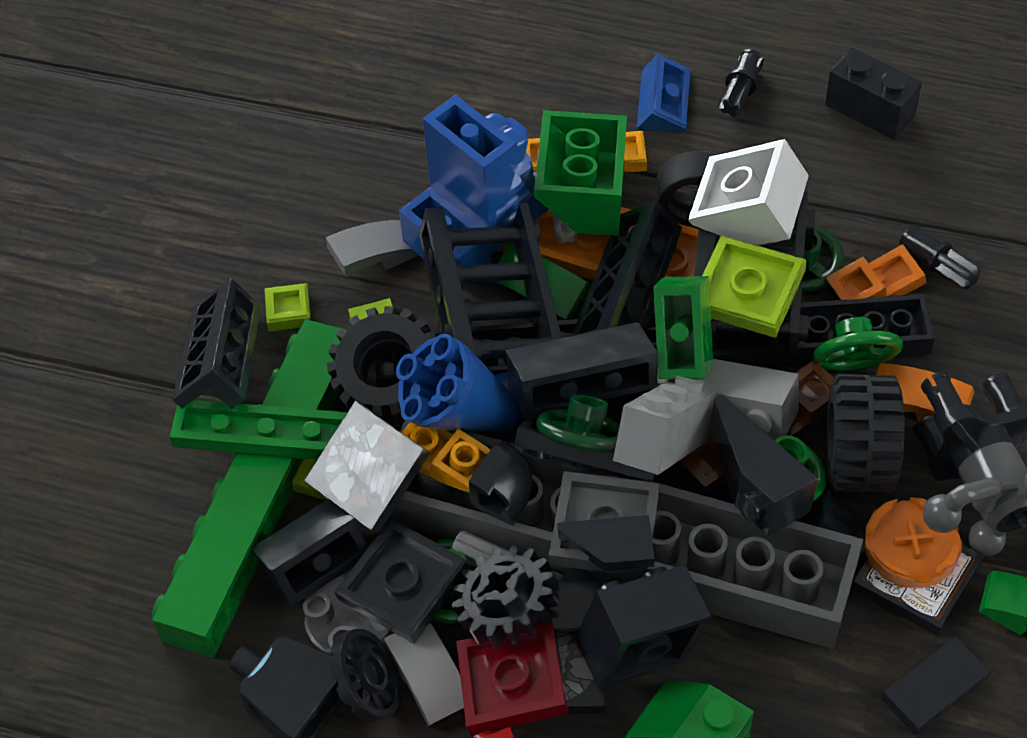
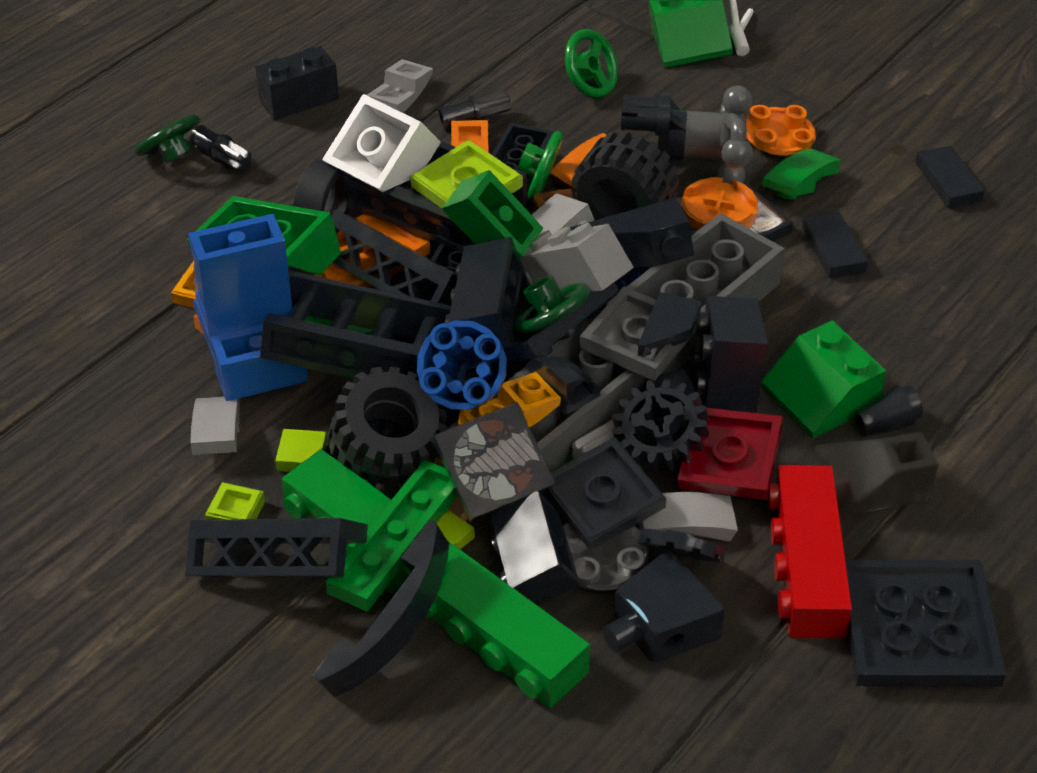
camera: 70 degrees left, 10 degrees down
(220, 467) = (353, 664): none -> slope
(663, 96) = (186, 198): blue slope -> none
(719, 40) = (169, 139): none -> dark green piece
(945, 182) = (402, 85): none -> light grey slope

